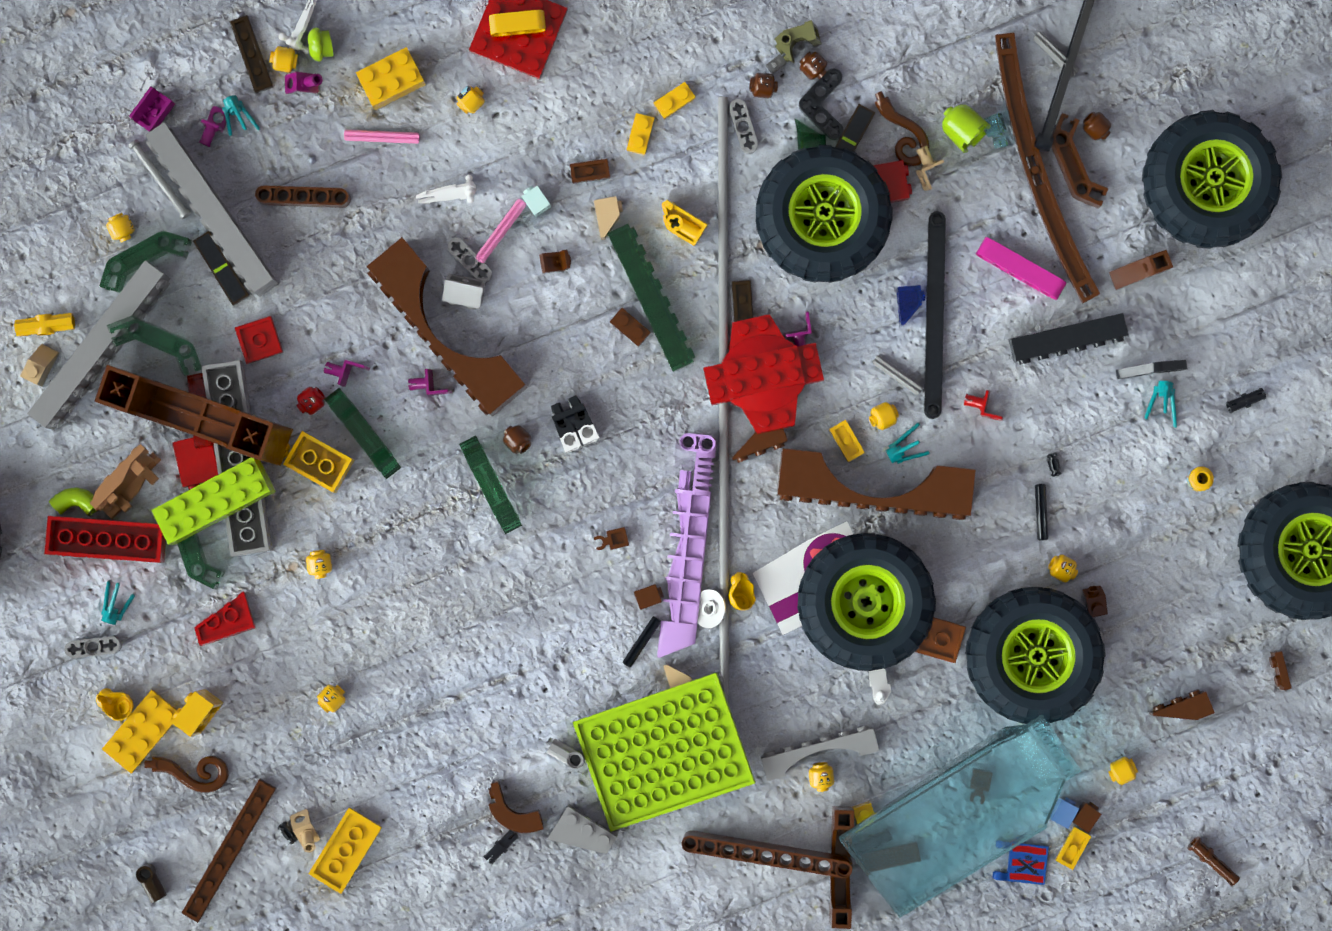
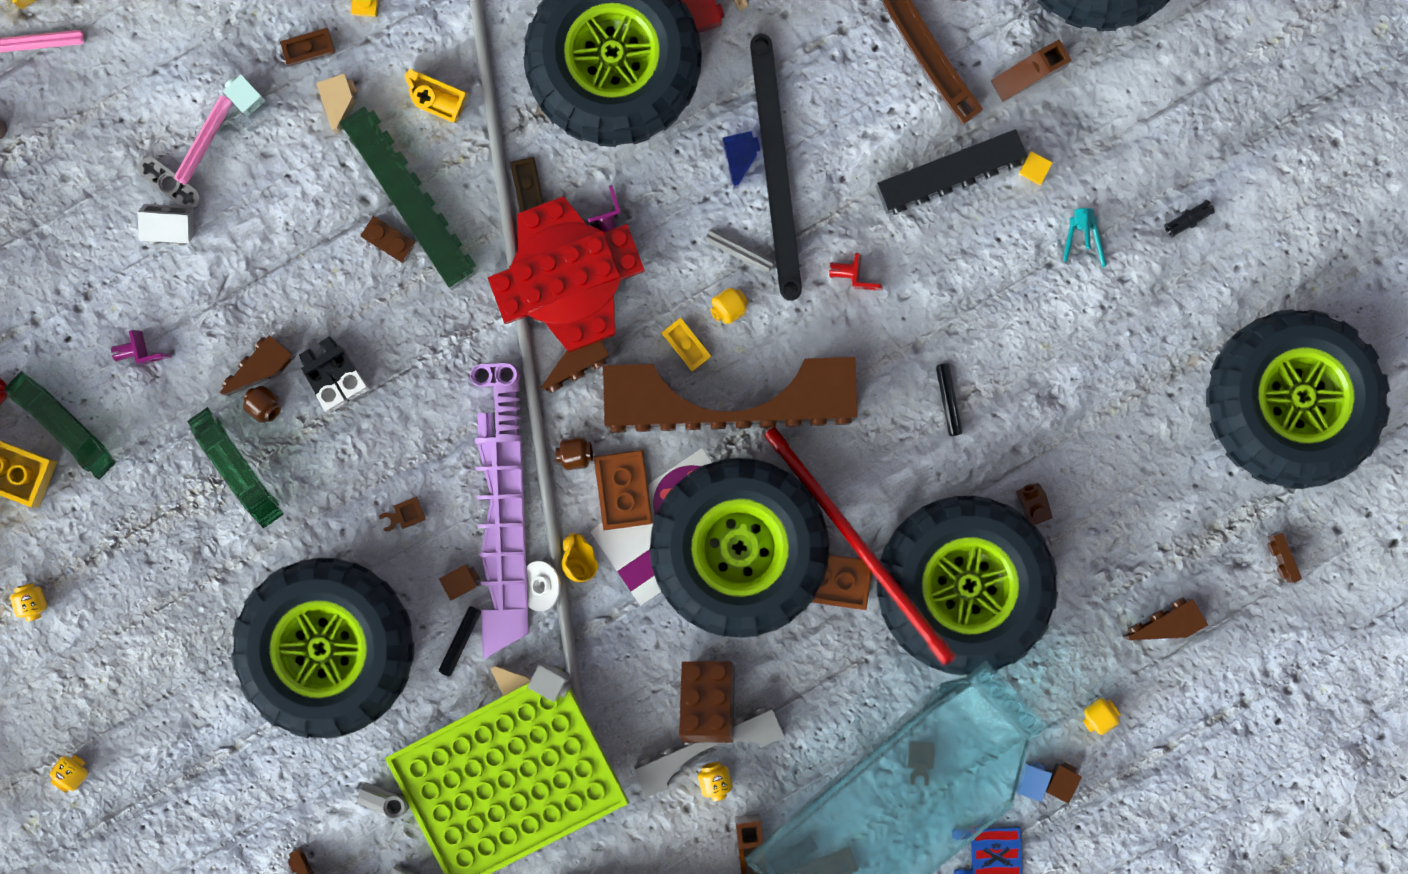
camera: 15 degrees left, 0 degrees up
(342, 371) = (26, 350): magenta bracket -> none
(404, 280) = (87, 220): reddish brown arch -> none
(450, 192) = (131, 100): white piece -> none
(499, 624) = (349, 695): none -> black wheel
(523, 409) = (264, 364): none -> reddish brown slope
(555, 261) = (278, 169): reddish brown bracket -> none
(709, 682) = (550, 682): none -> light grey brick
(750, 511) = (574, 453): none -> reddish brown head
(782, 545) = (623, 490): none -> dark orange tile
(824, 715) = (707, 702): none -> reddish brown brick
(862, 811) = (774, 818): yellow brick -> none
(879, 685) = (774, 655): white piece -> none
(896, 453) = (751, 350): teal plant -> none
(1007, 696) = (935, 642): none -> red piece
(1021, 268) = (877, 91): dark pink beam -> none
(1054, 465) = (956, 336): black piece -> none
(1063, 568) = (987, 467): yellow head -> none
(1073, 848) = (1051, 825): yellow plate -> none
(1133, 344) = (1035, 168): none -> yellow tile
(1150, 368) = (1063, 193): beam -> none
(1206, 478) = (1153, 323): yellow head -> none
(1207, 855) = (1225, 809): reddish brown pin -> none

